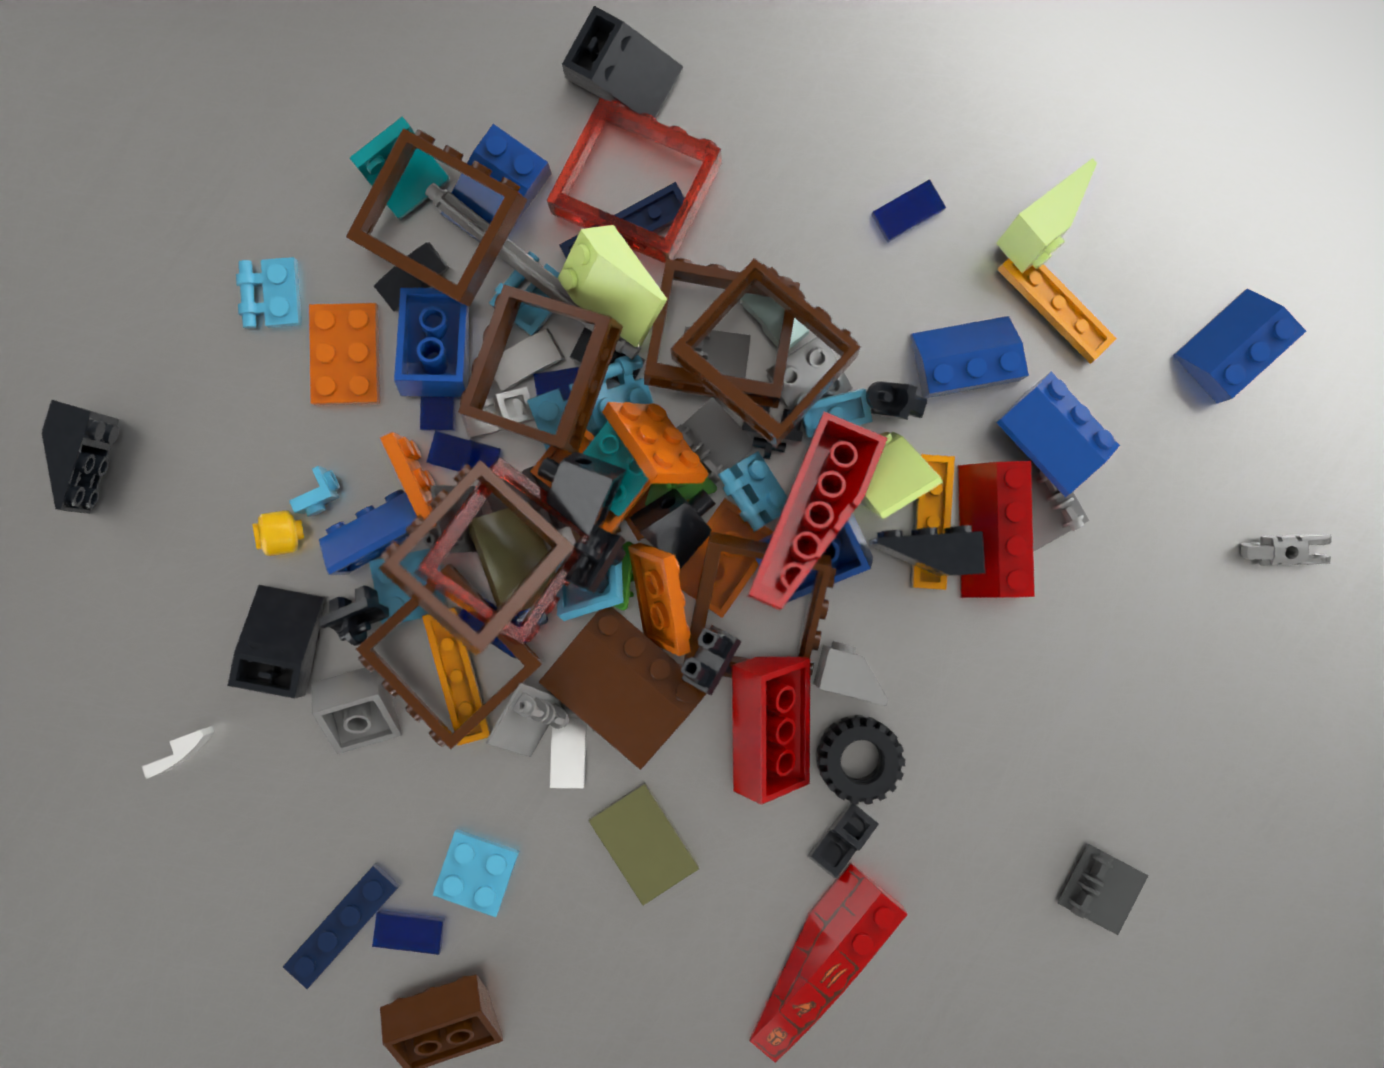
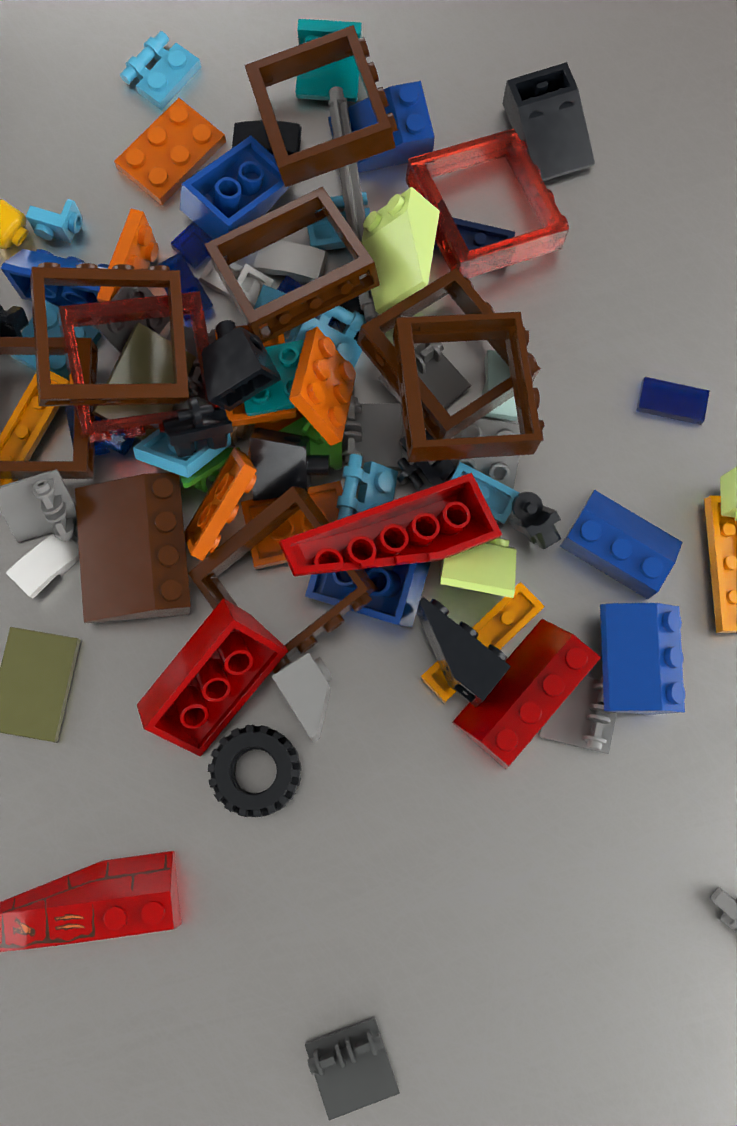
camera: 45 degrees right, 10 degrees down
(711, 659) = (211, 580): black hips -> none
(843, 840) = (184, 826): black slope -> none

